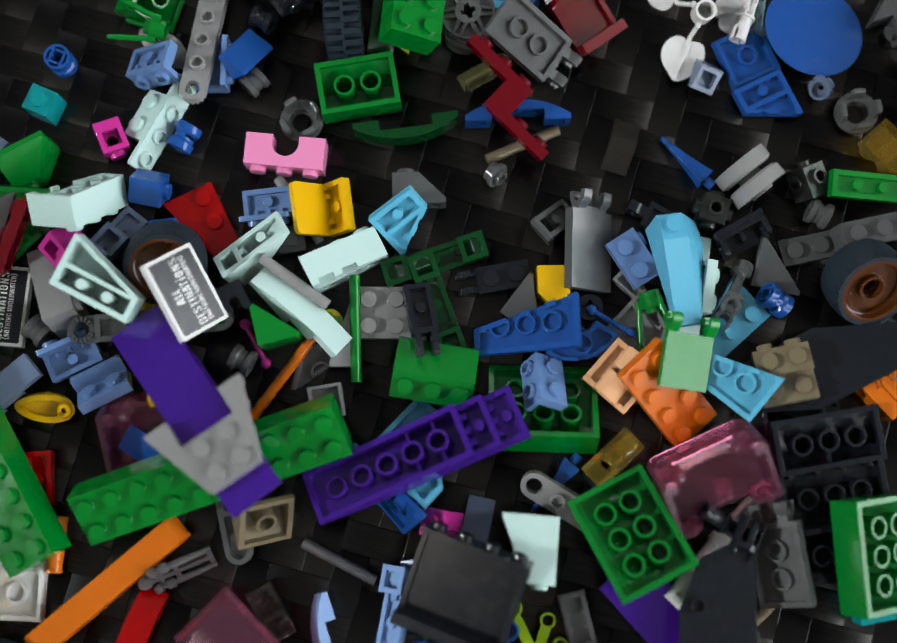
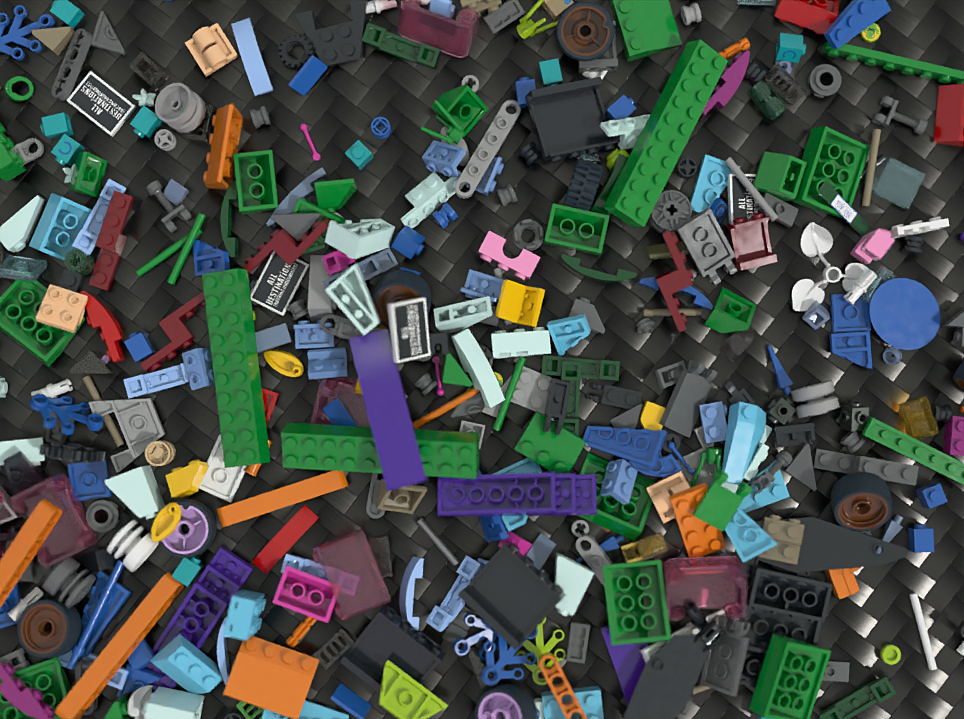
camera: 20 degrees right, 5 degrees up
(109, 130) = (401, 193): dark pink brick -> none
(175, 567) = (317, 505): dark grey piece -> none
(205, 214) = (437, 273): red wing -> none
(220, 452) = (396, 445): light grey wing -> none
(244, 54) = (508, 175): blue slope -> none
(294, 281) = (482, 348): light grey bar -> none
(509, 467) = (574, 526): none -> light grey bush
(595, 115) = (730, 313): none -> green slope
(777, 302) = (797, 489): blue wheel -> none
(869, 108) = (920, 383): dark grey piece -> none

